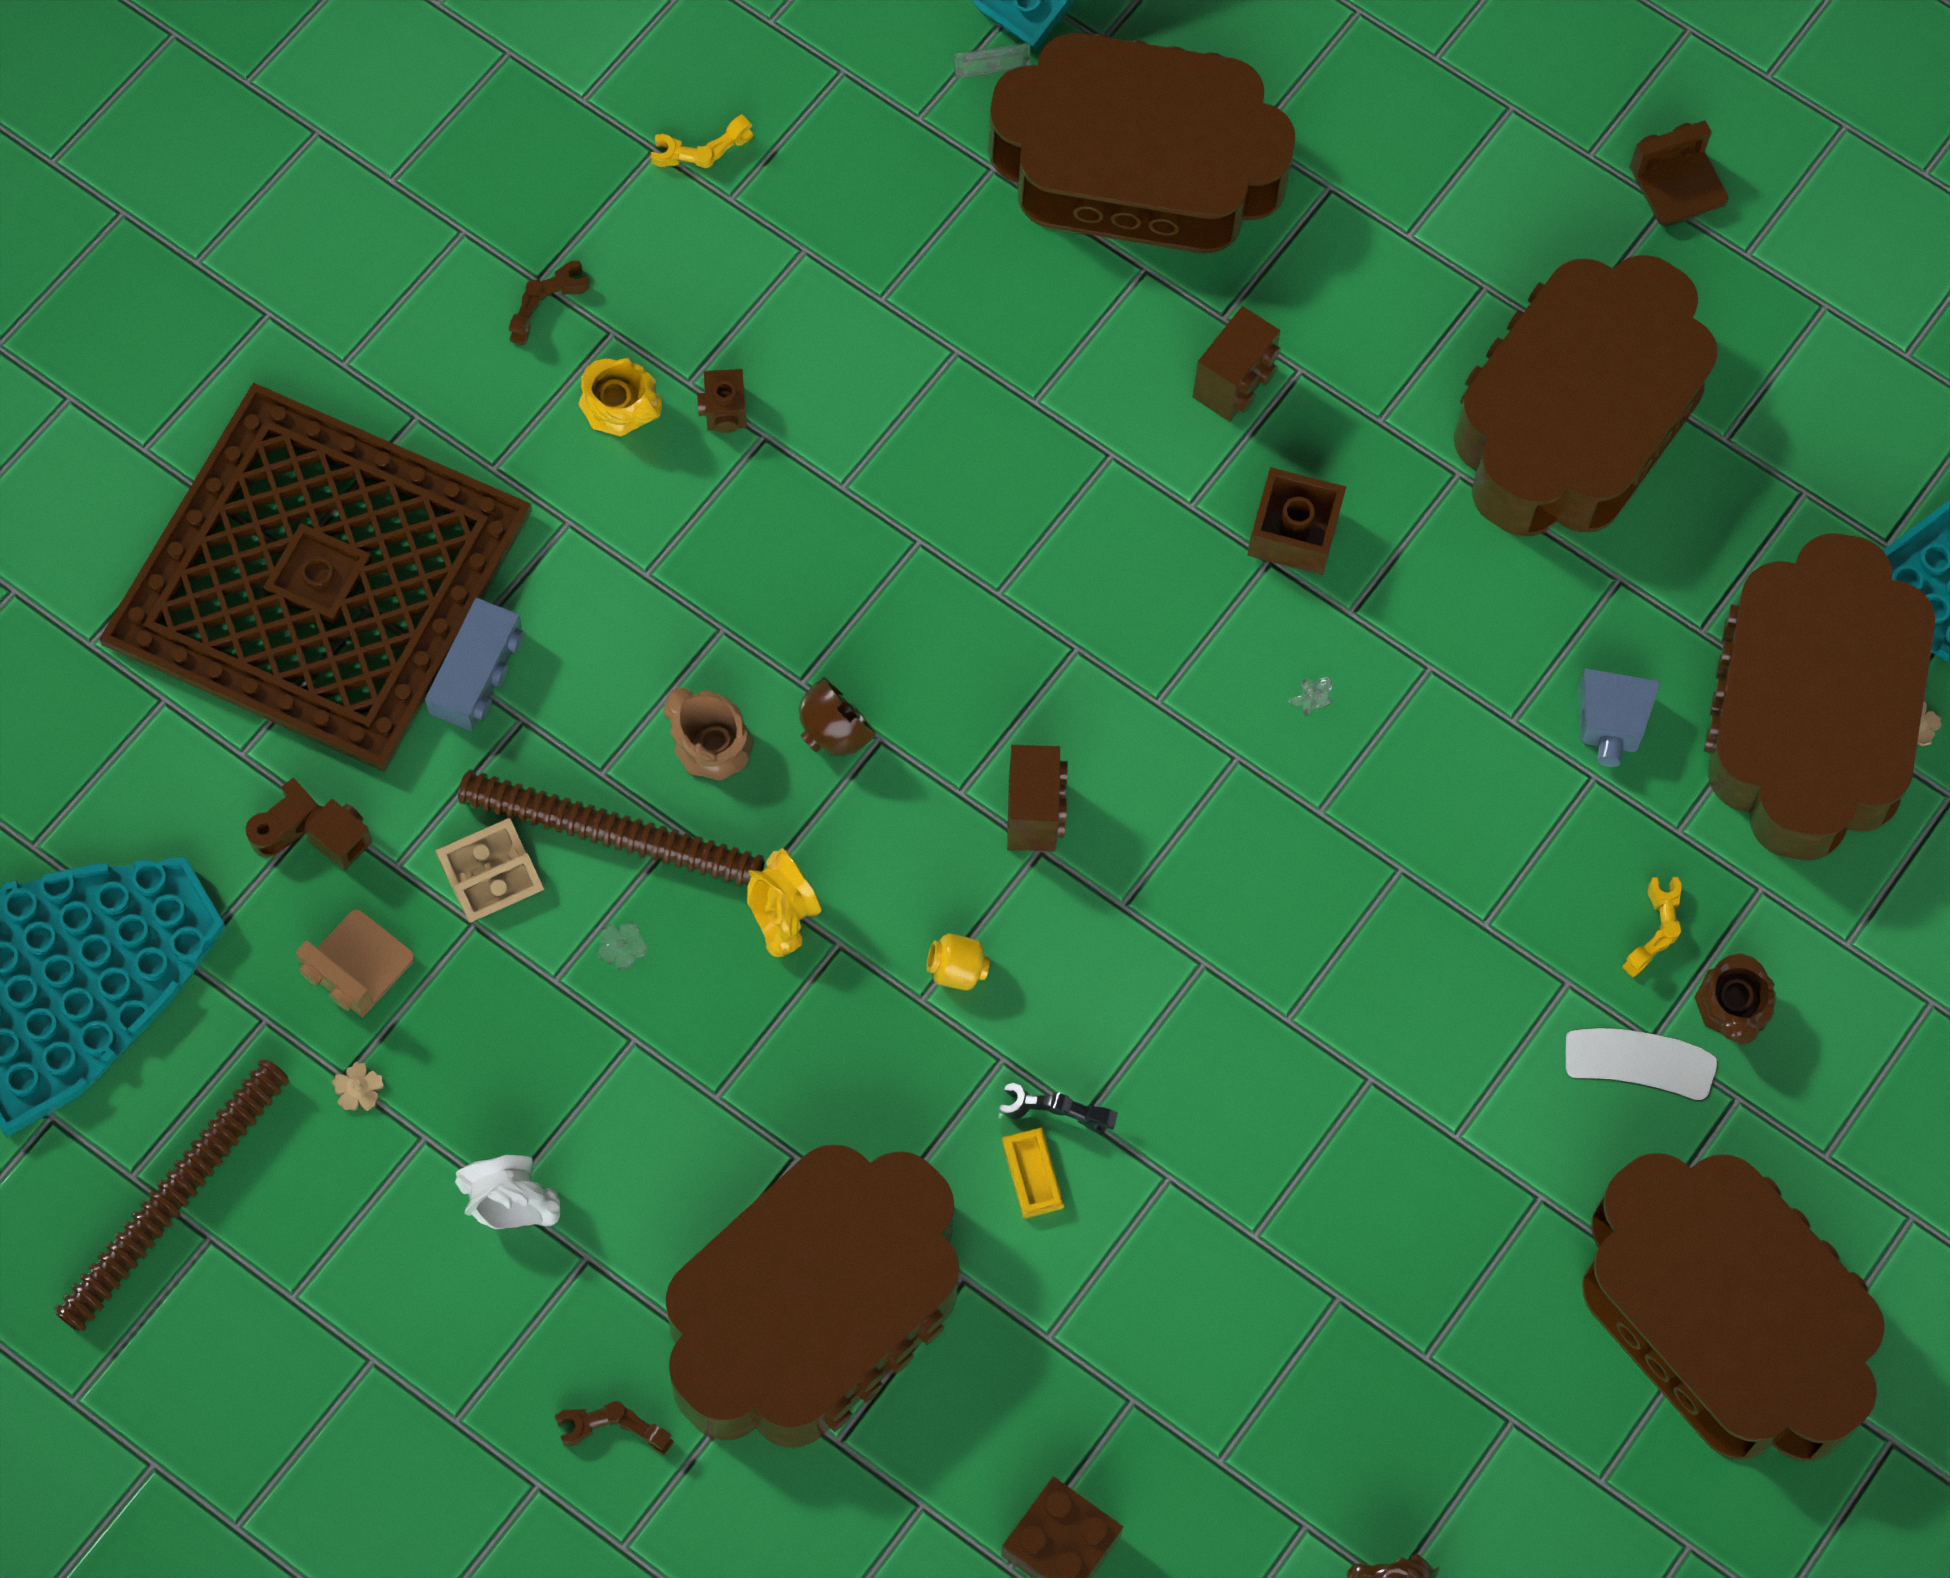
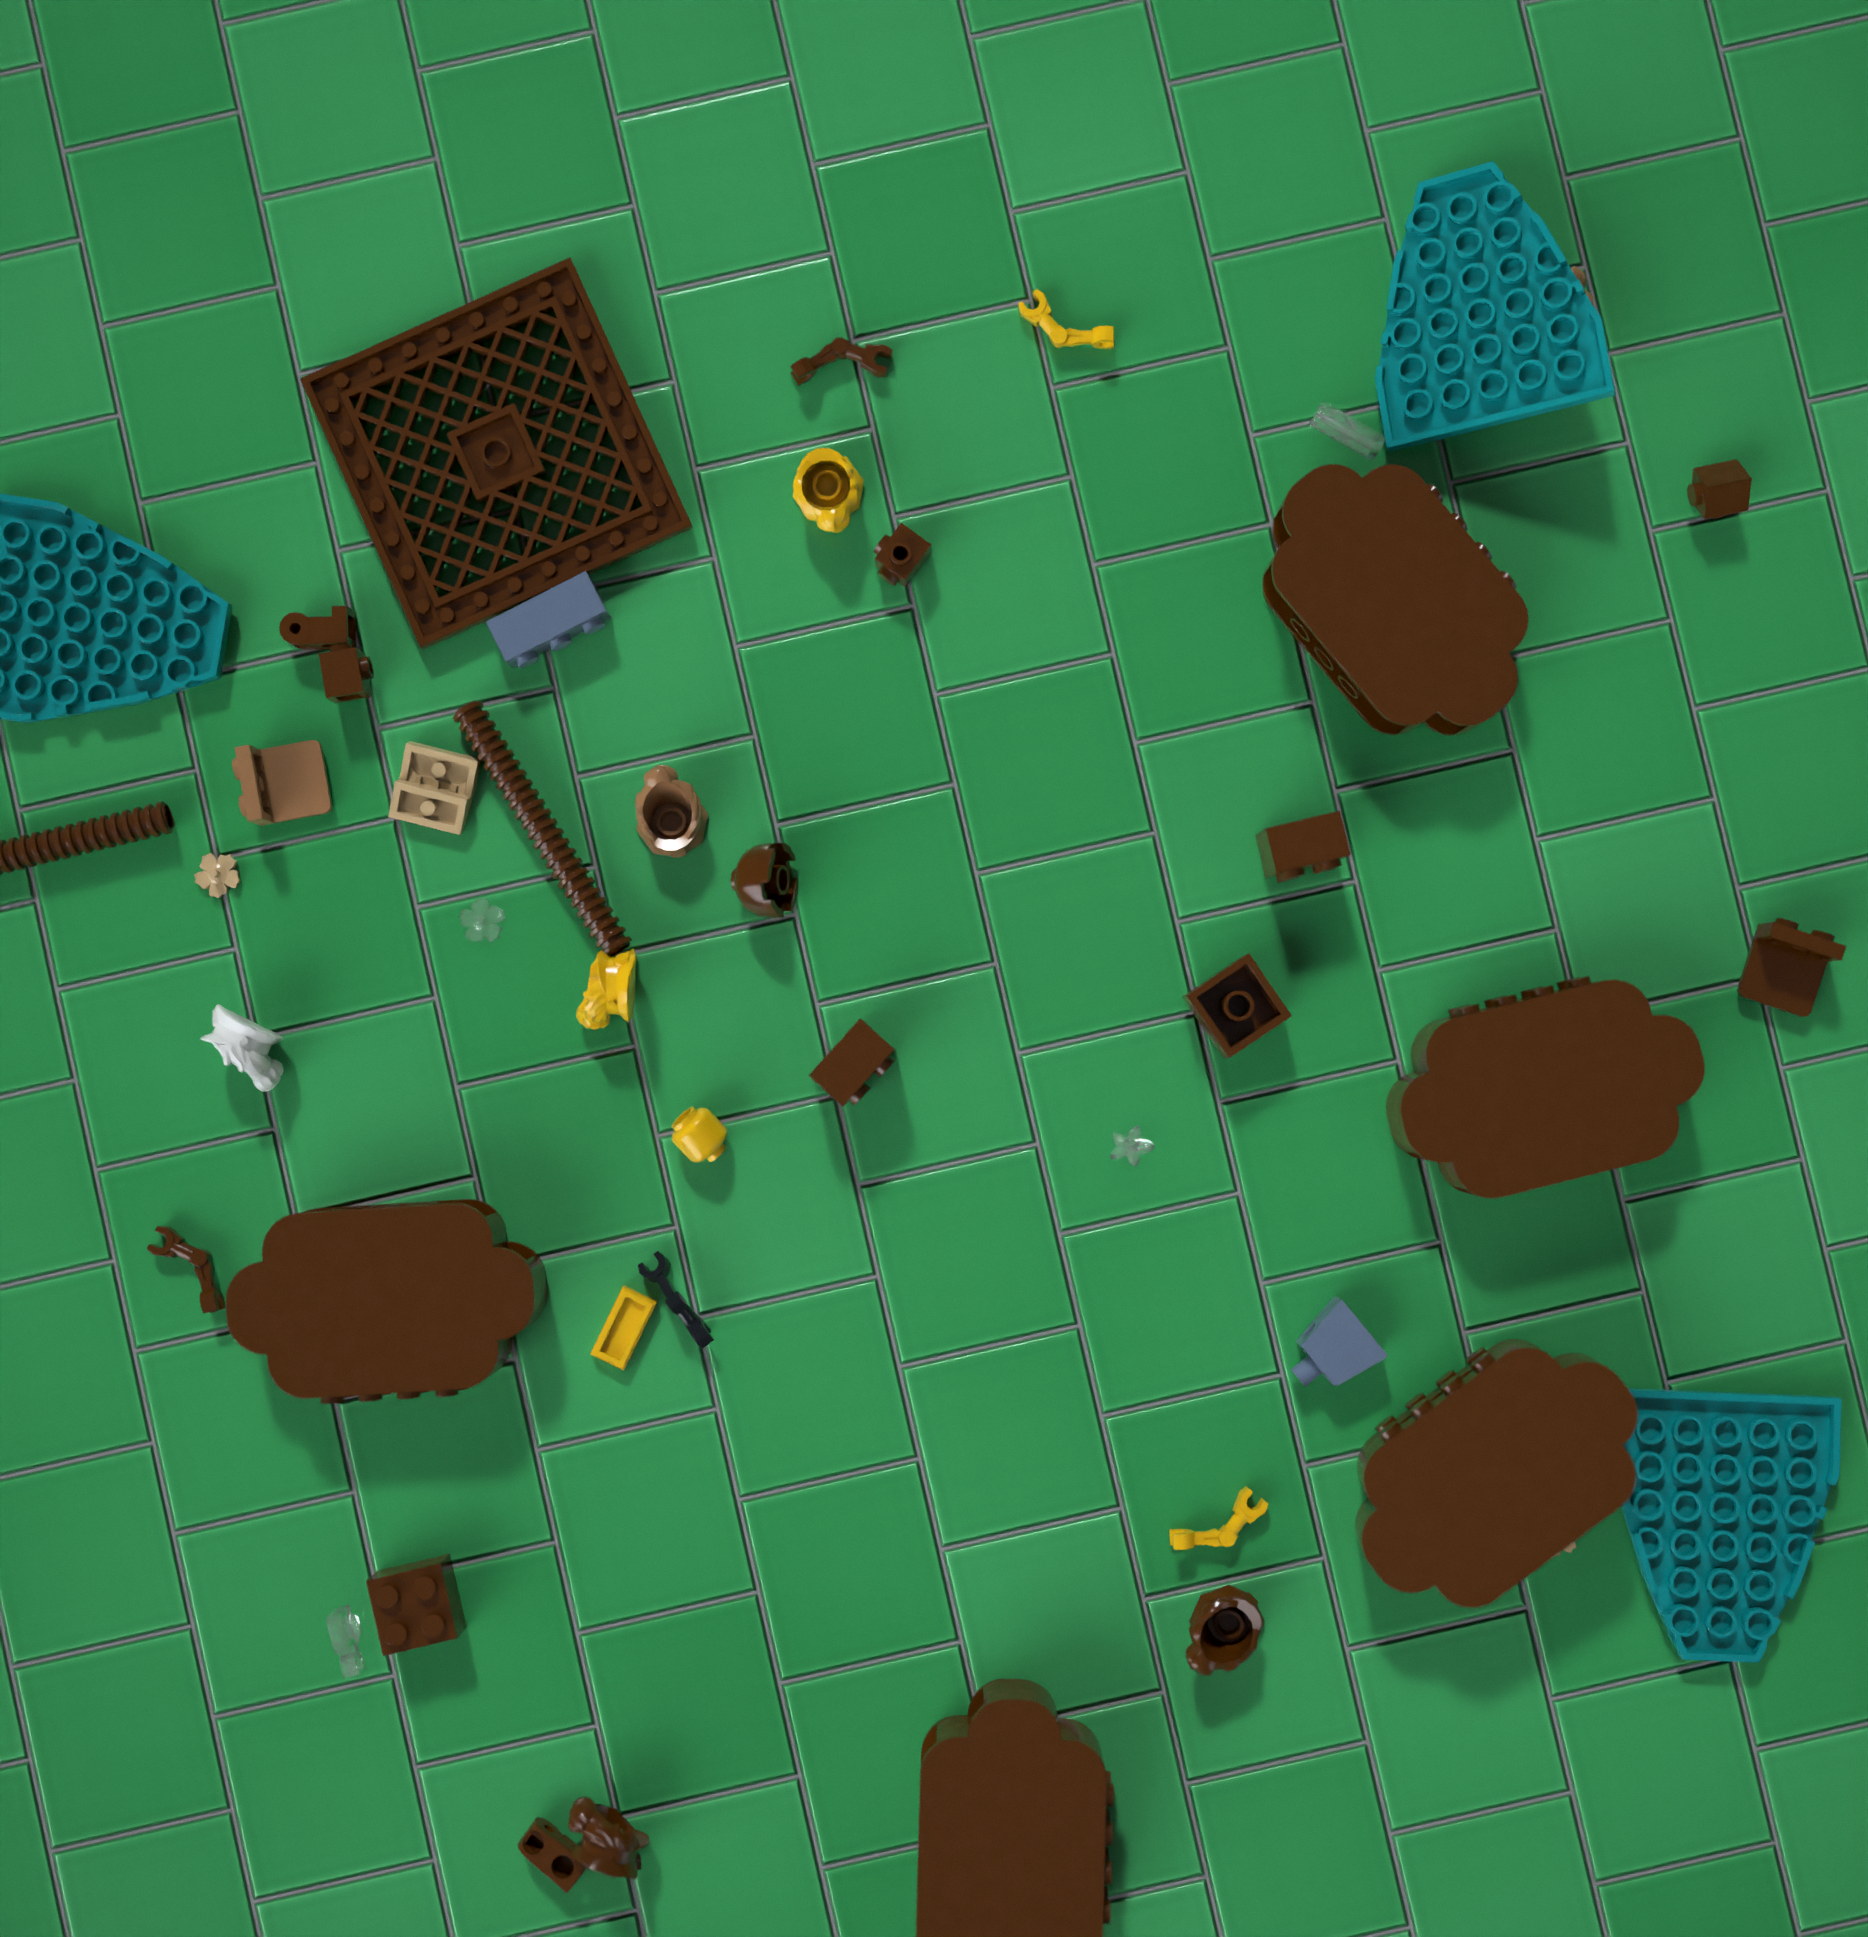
camera: 50 degrees right, 20 degrees up
(1640, 1060) = (1120, 1605): white sticker -> none

